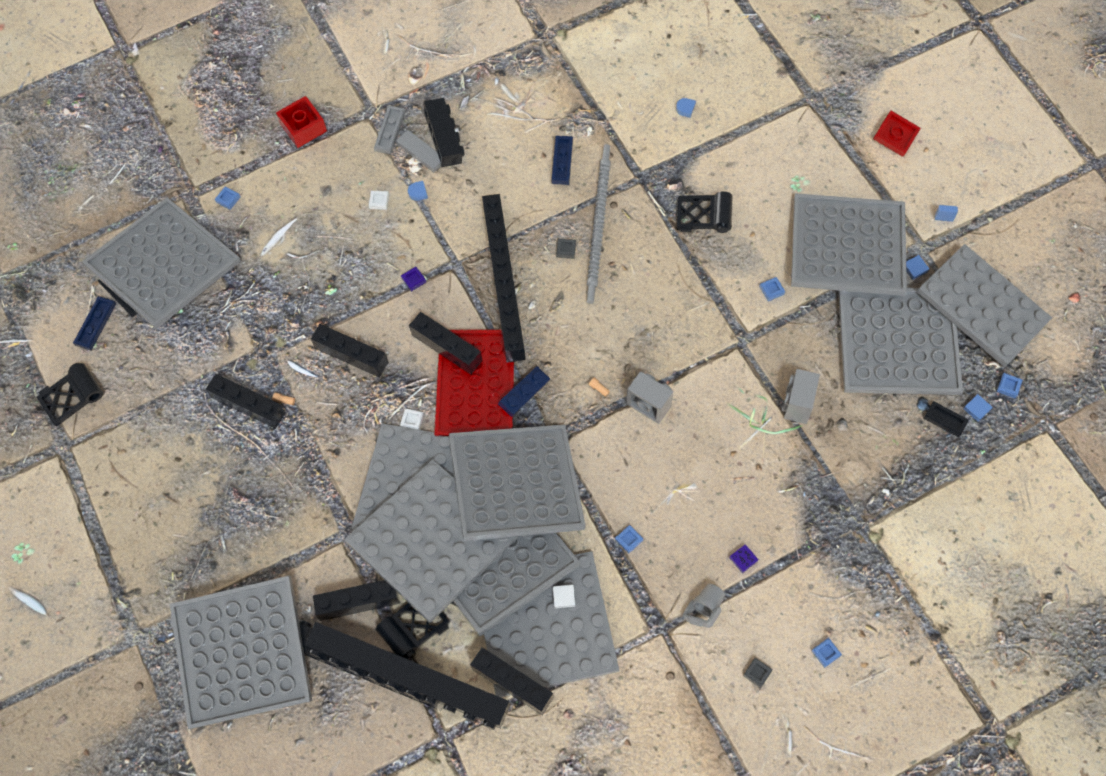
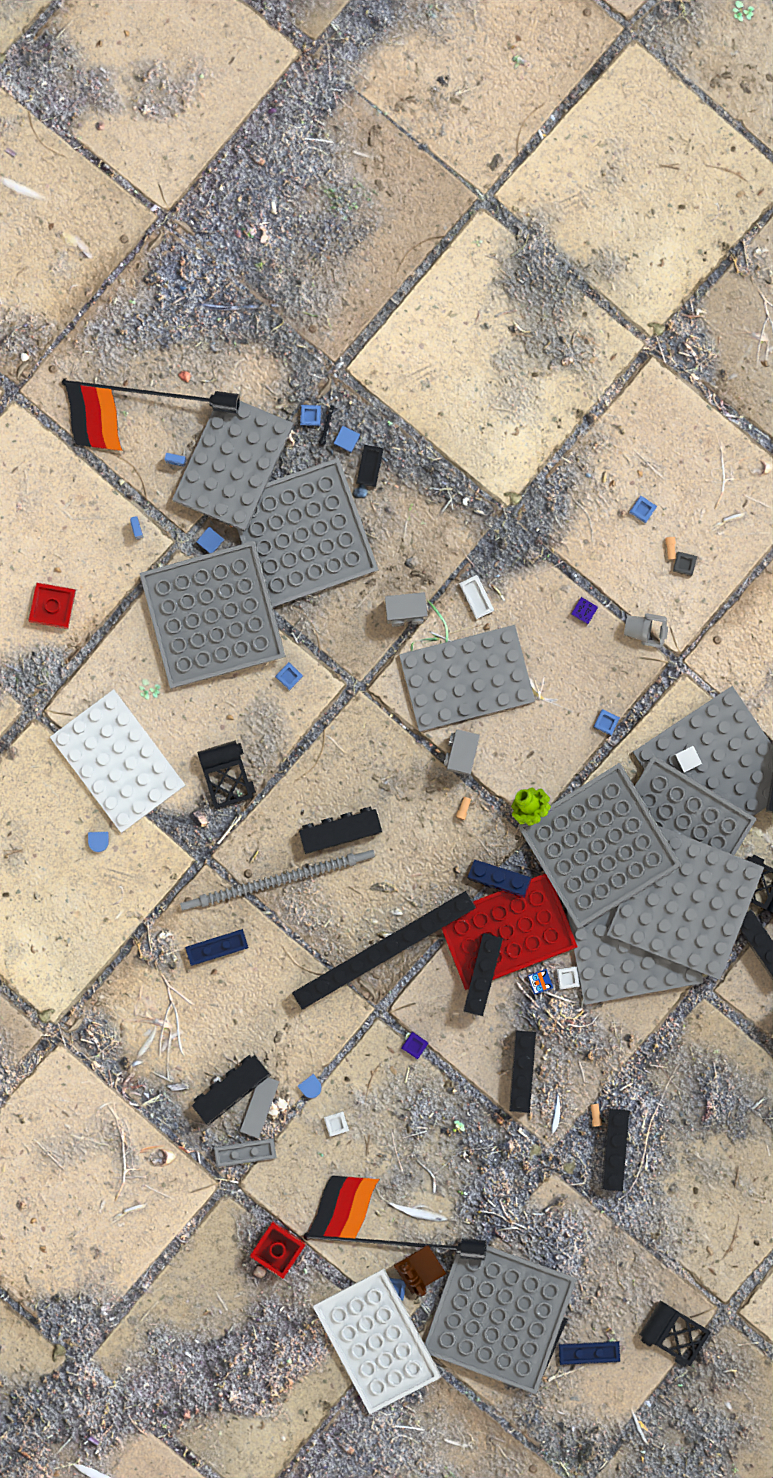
camera: 120 degrees left, 20 degrees up
(193, 167) = (377, 1341): none -> white plate
(229, 215) = (420, 1270): none -> reddish brown hinge
(304, 180) = (345, 1209): none -> flag
(419, 395) = (540, 981): none -> tile
(566, 248) = (320, 902): dark grey tile -> none
(578, 438) = (530, 806): none -> lime plant
(619, 282) = (340, 831): none -> black brick
(717, 433) = (467, 678): none -> light grey plate
(746, 141) = (117, 761): none -> white plate
(783, 666) = (670, 542): none -> light nougat piece
(790, 467) = (476, 597): none -> white tile
(981, 387) = (322, 441): none -> black hinge
(1000, 259) = (175, 459): none -> medium blue tile
(1058, 216) = (95, 411): none -> flag

